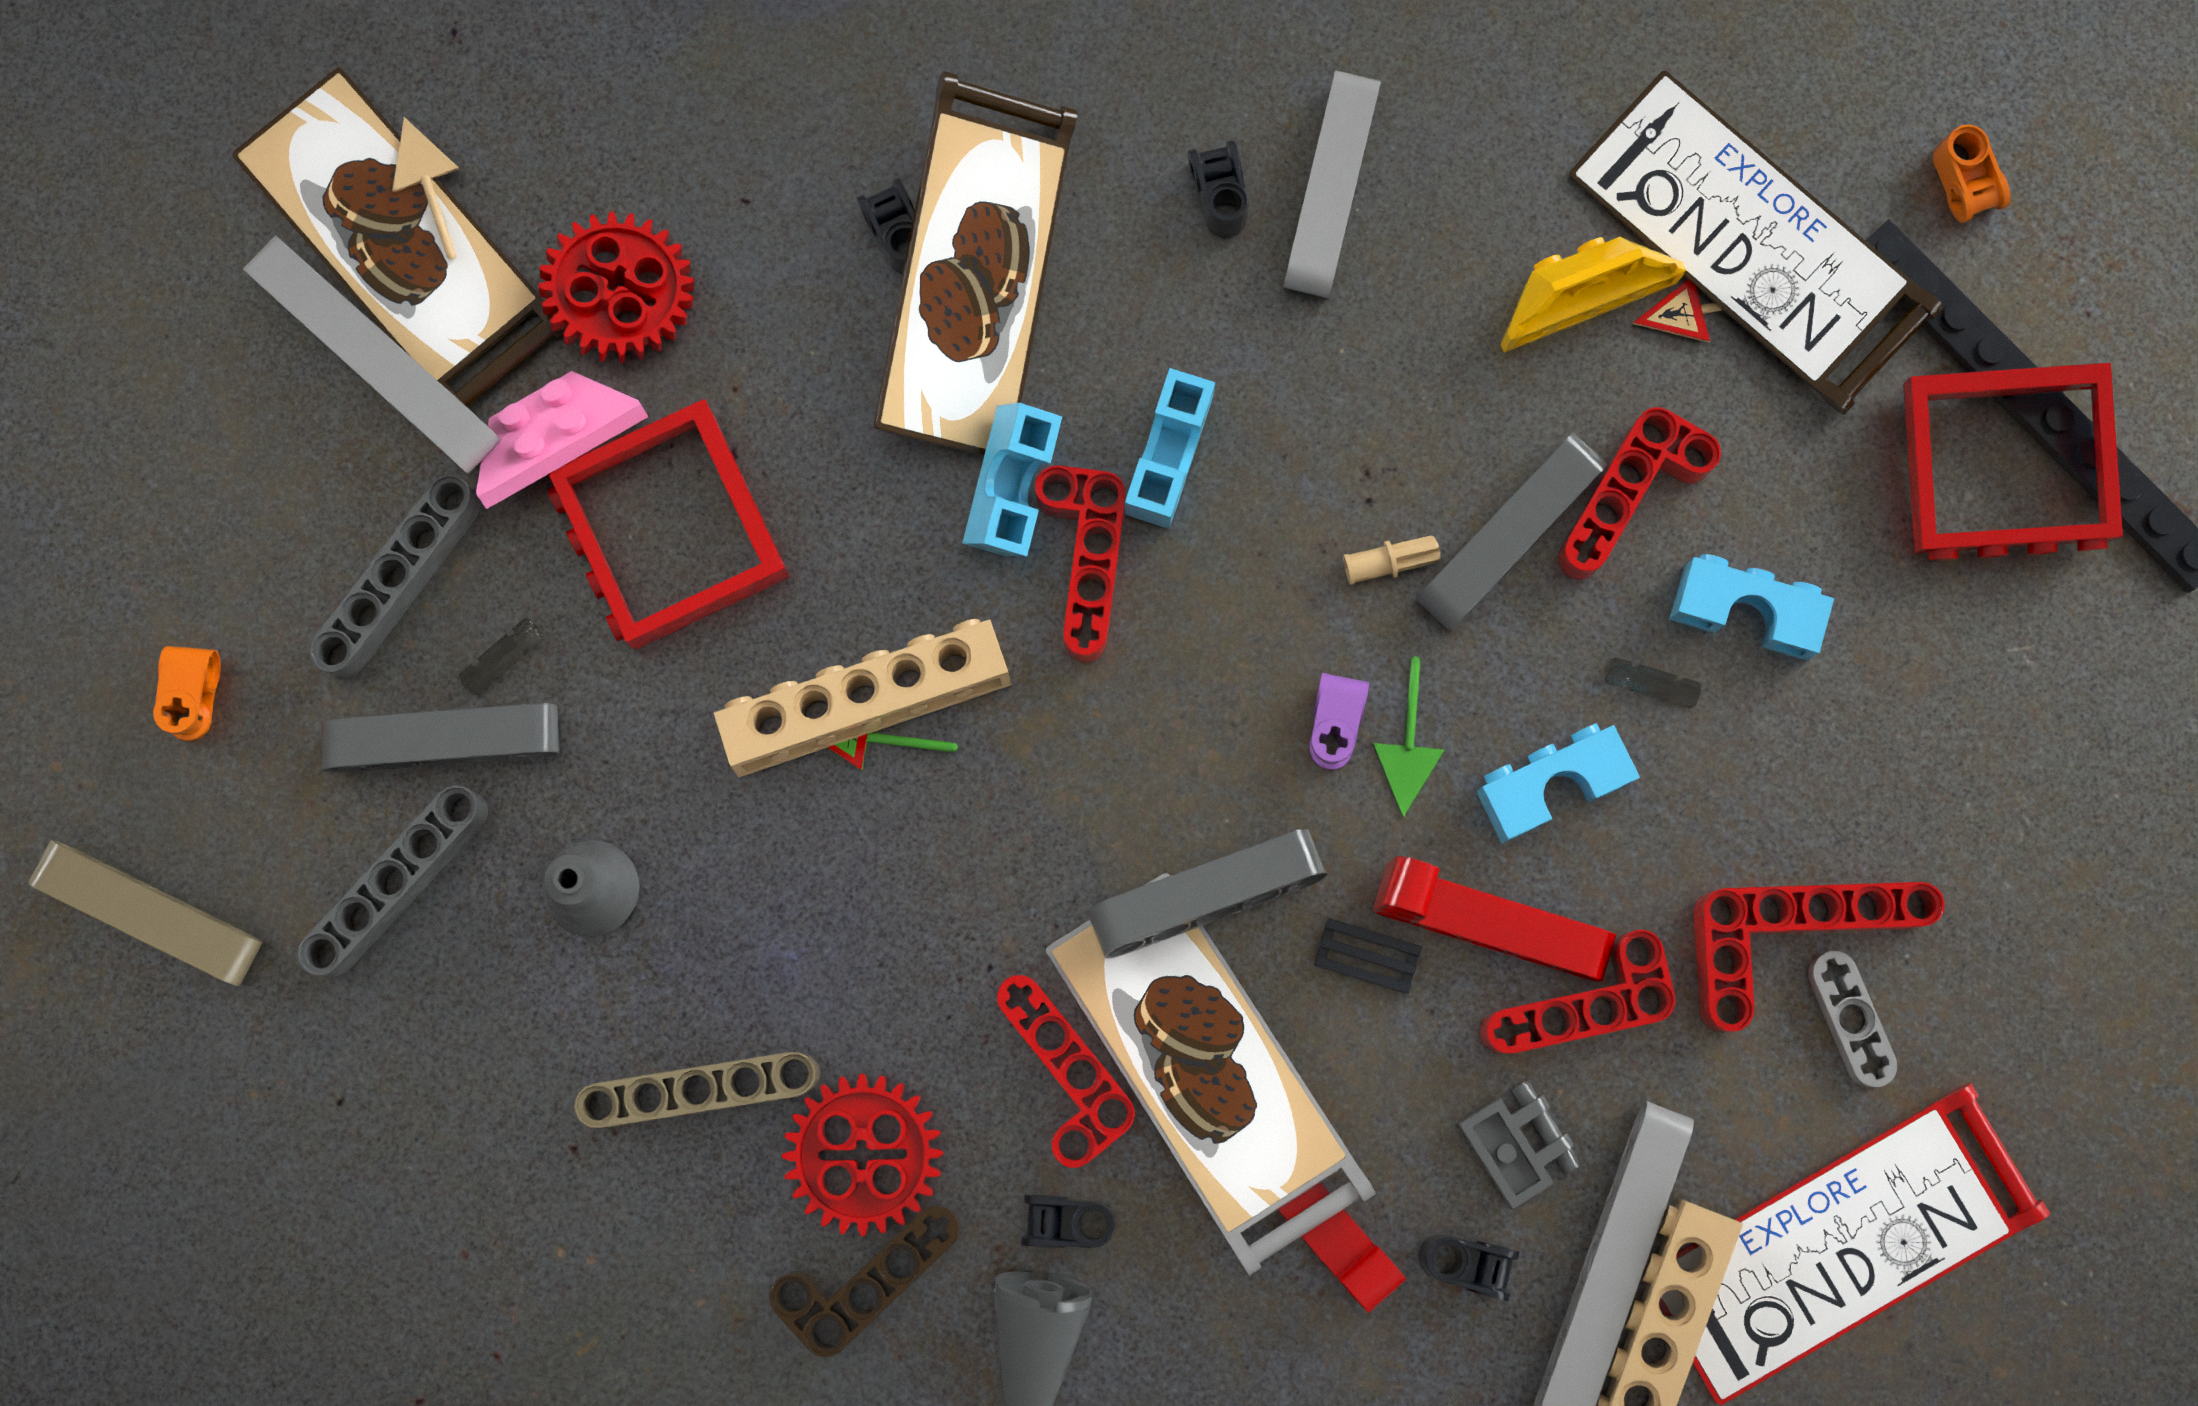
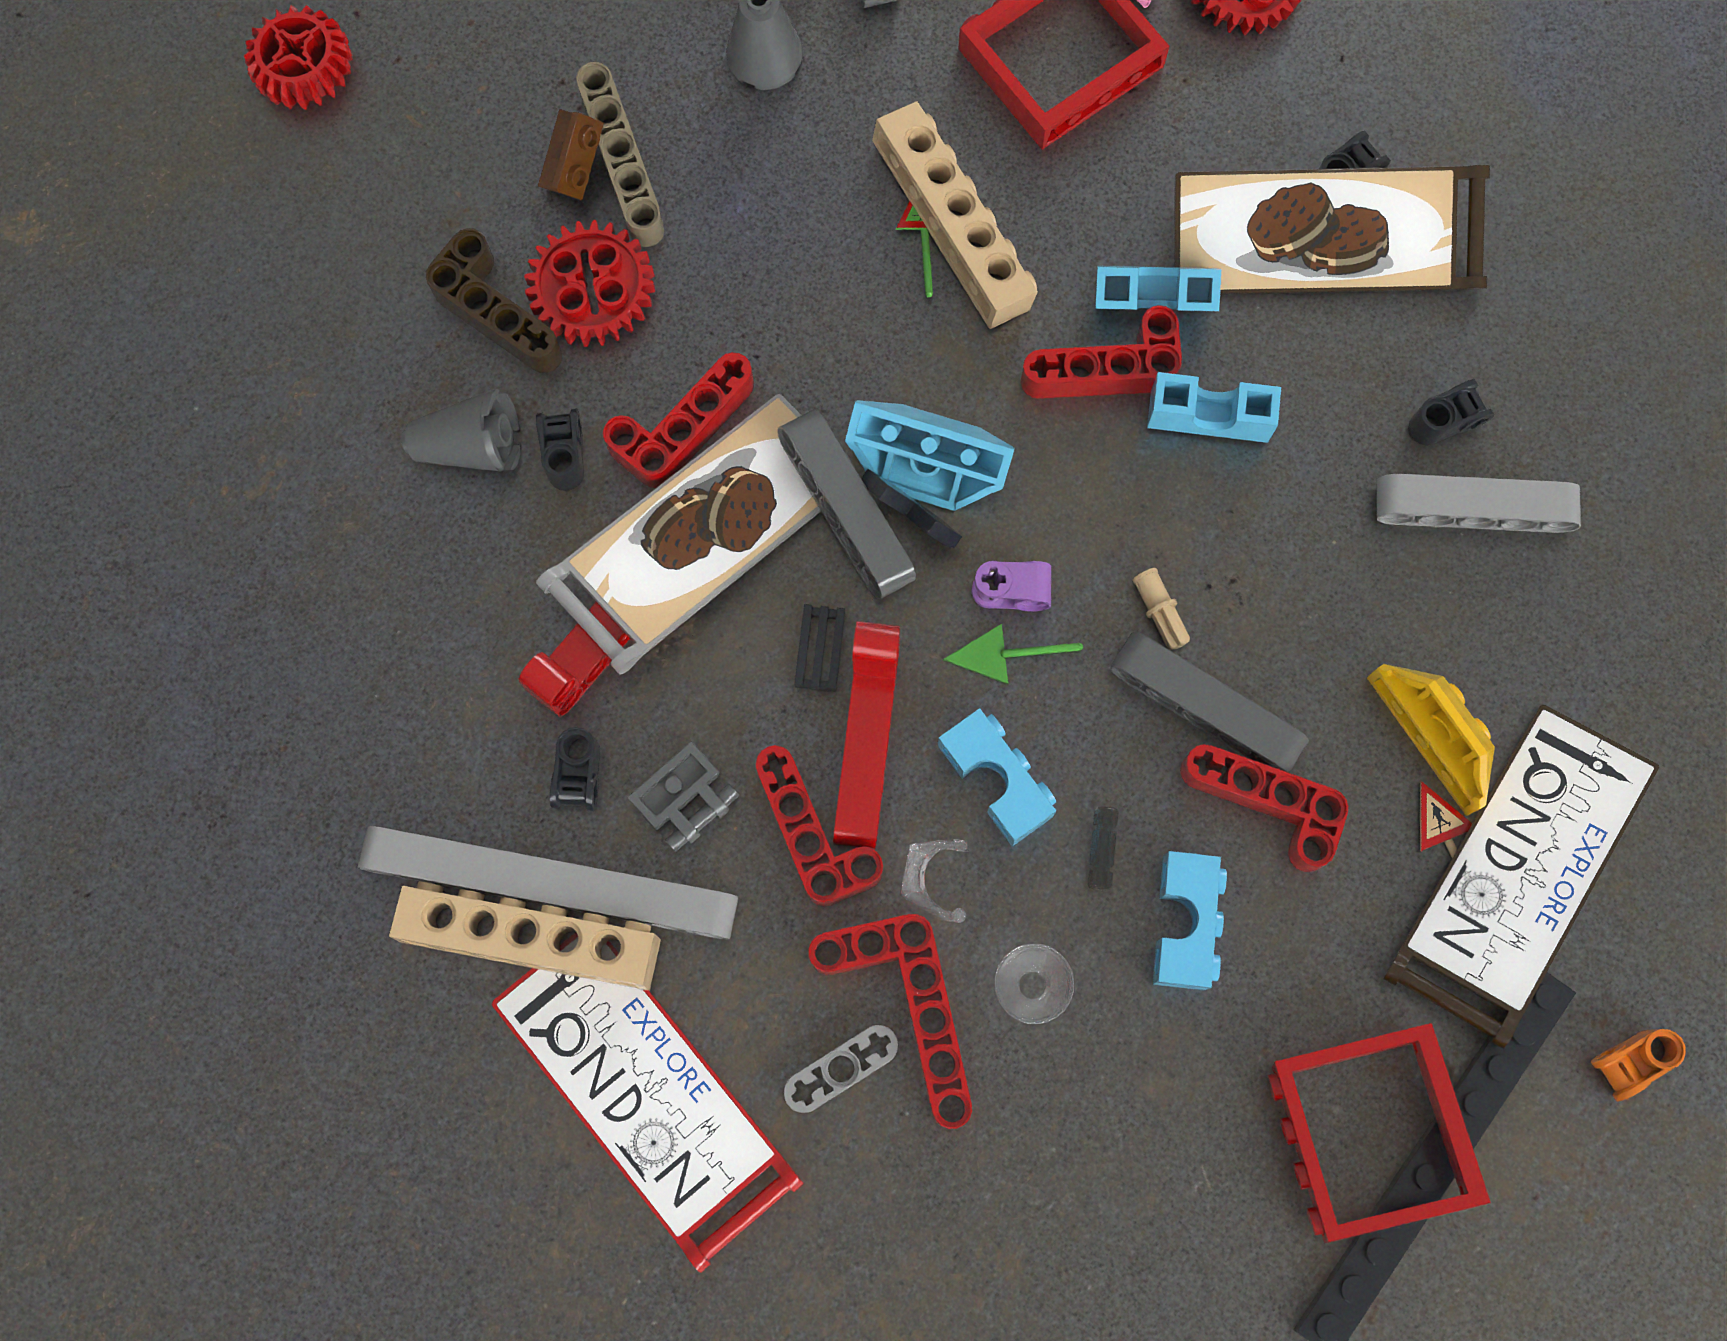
camera: 80 degrees right, 5 degrees down
(693, 1151) = (570, 154): none -> reddish brown bracket
(1162, 784) = (928, 453): none -> medium azure wedge
(1211, 833) = (911, 508): none -> black tile
(1634, 887) = (913, 883): none -> clear helmet
(1819, 780) = (1056, 976): none -> clear piece

